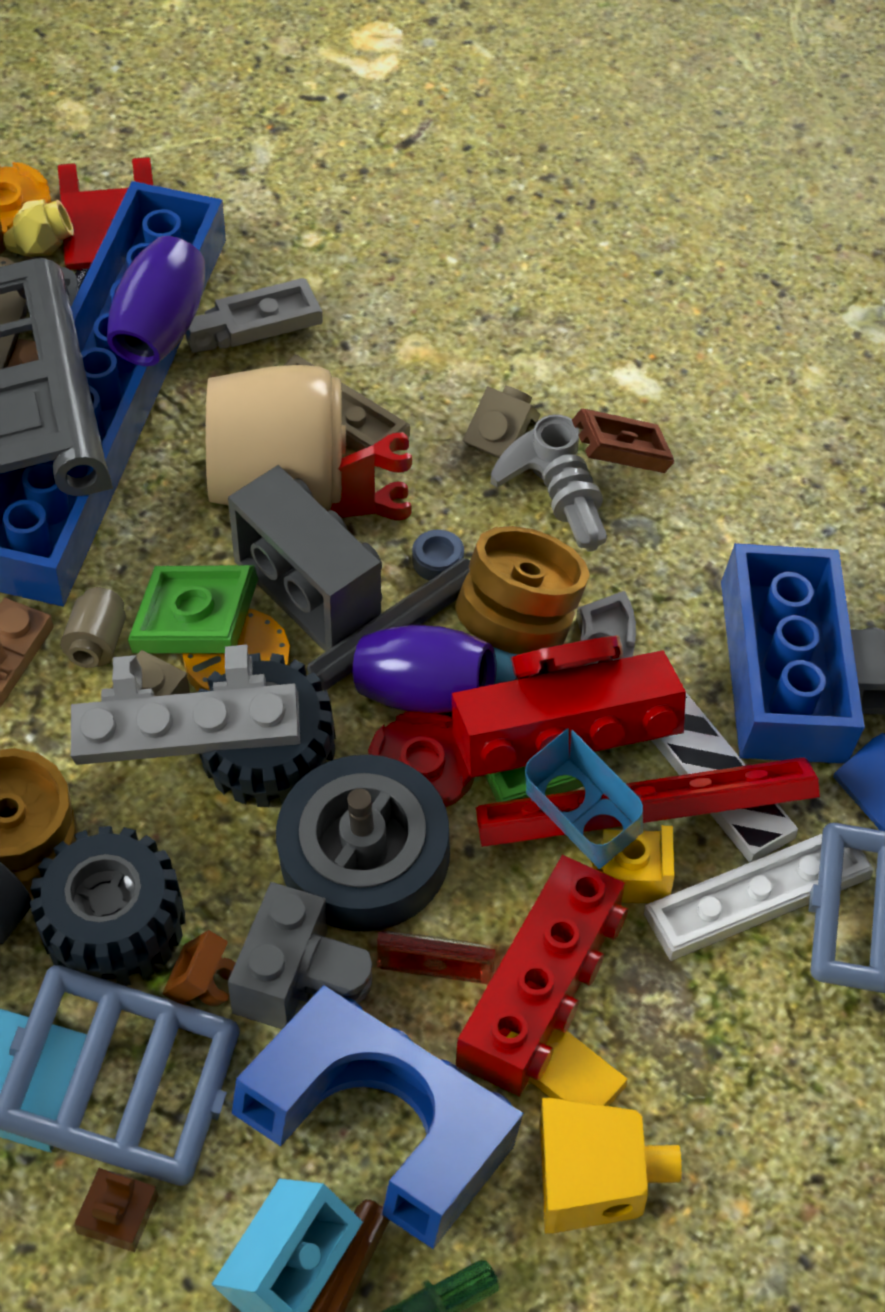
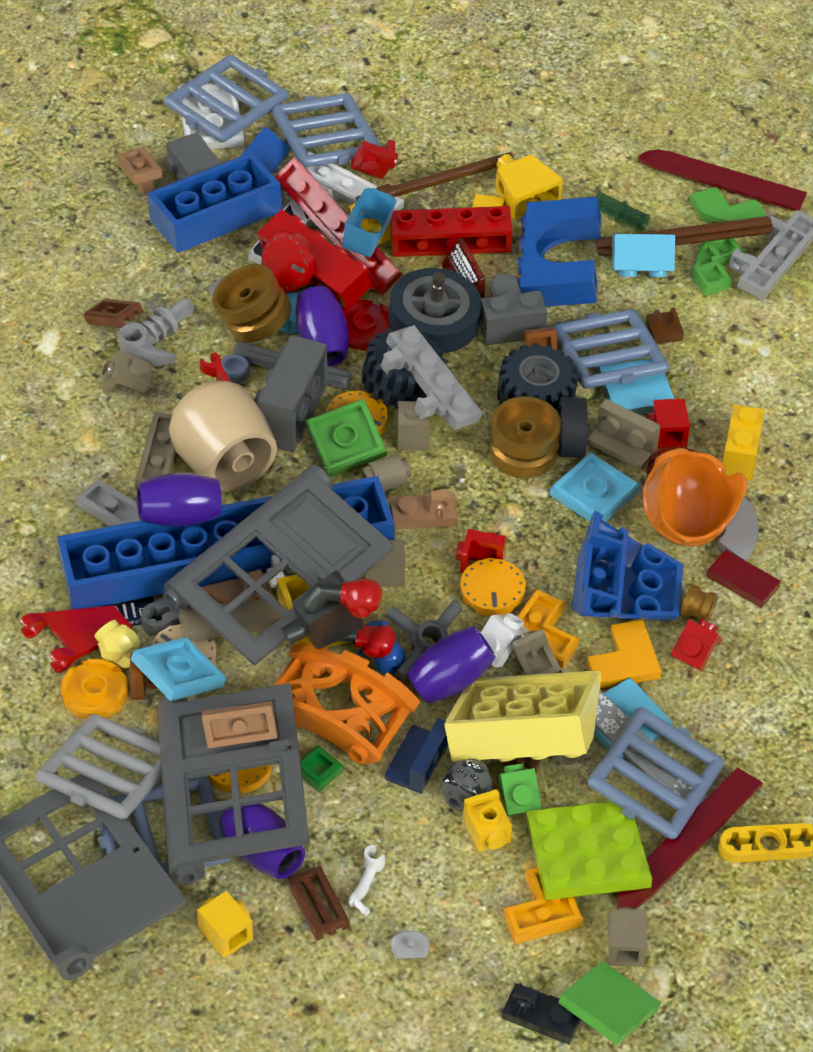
camera: 120 degrees left, 5 degrees down
(687, 916) = (440, 177): none -> reddish brown bar
(782, 931) = (375, 159): none -> red bracket

